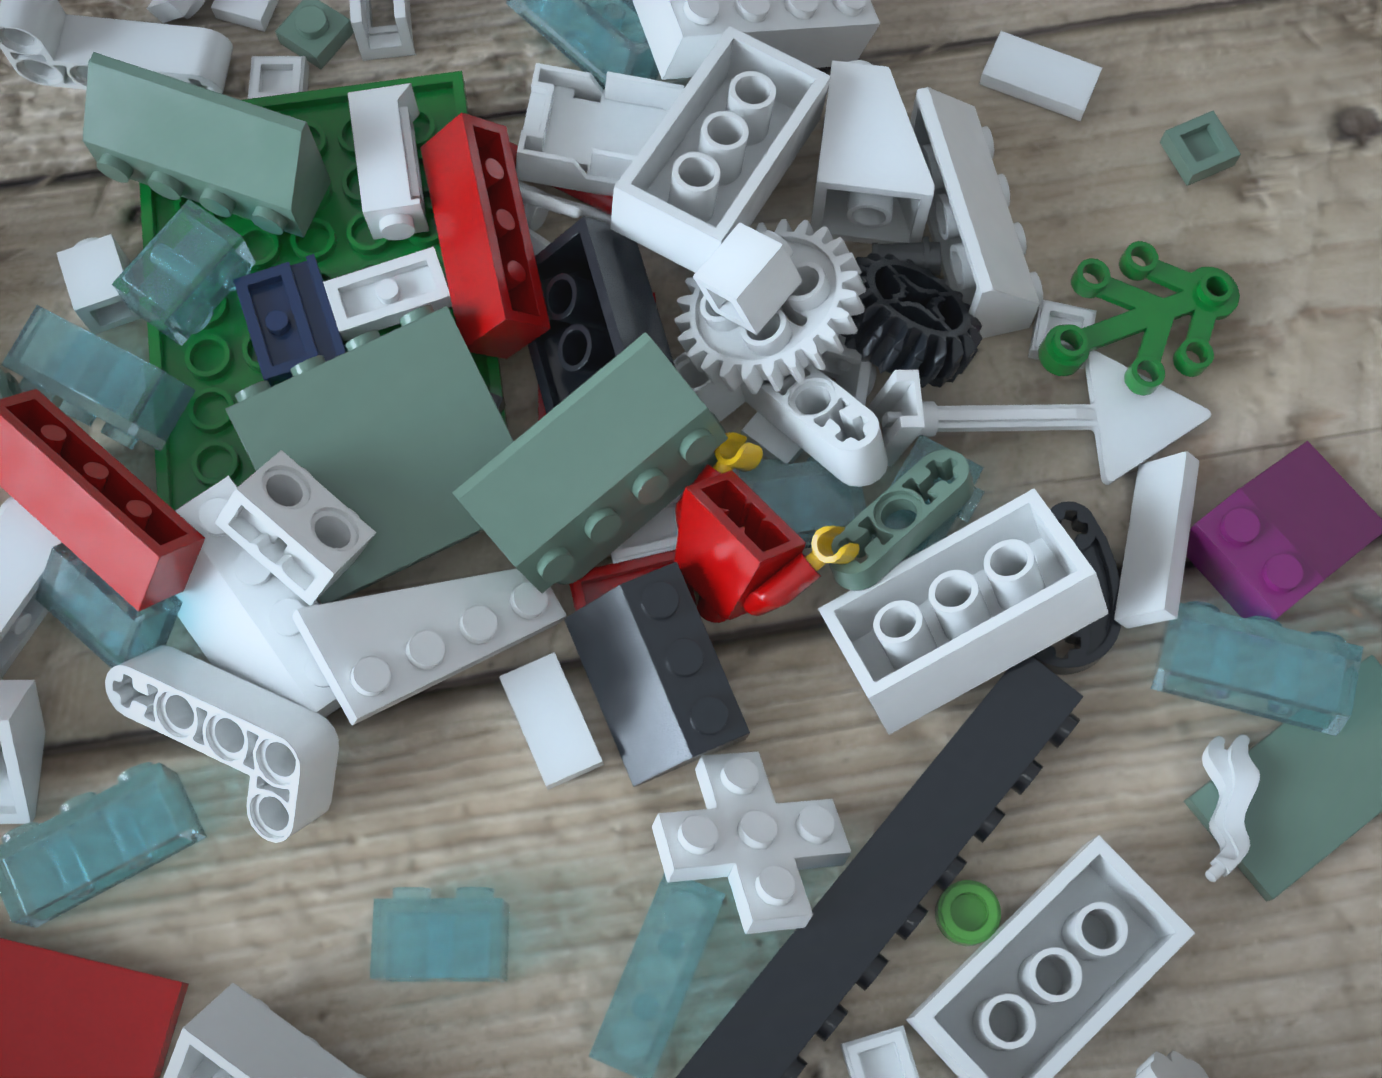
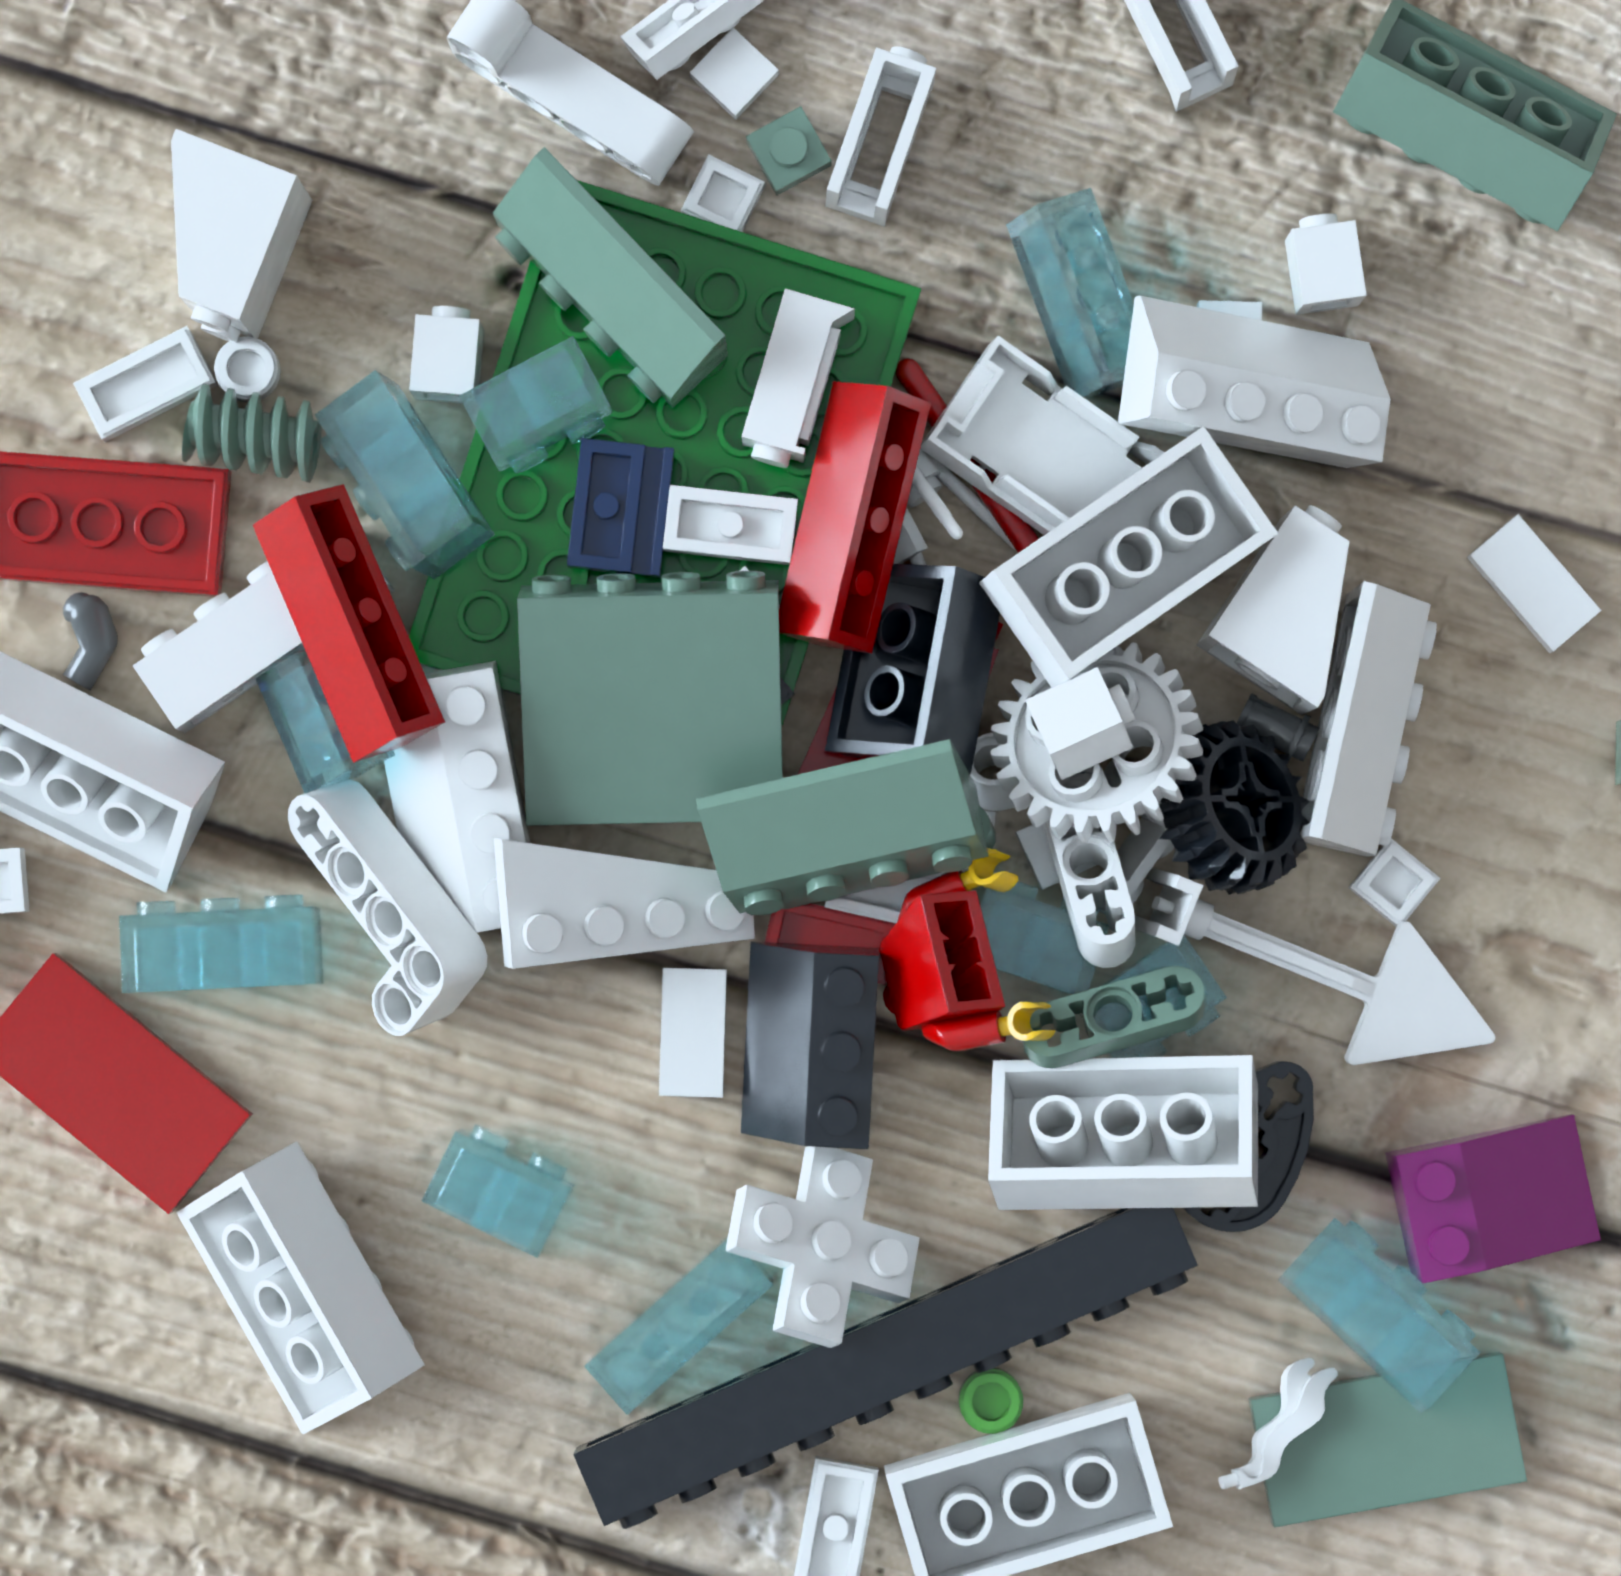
camera: 25 degrees right, 15 degrees up
(294, 527) = (523, 763): white brick -> none
(1146, 314) = (1489, 914): green plant -> none
(1157, 541) = (1358, 1147): white tile -> none

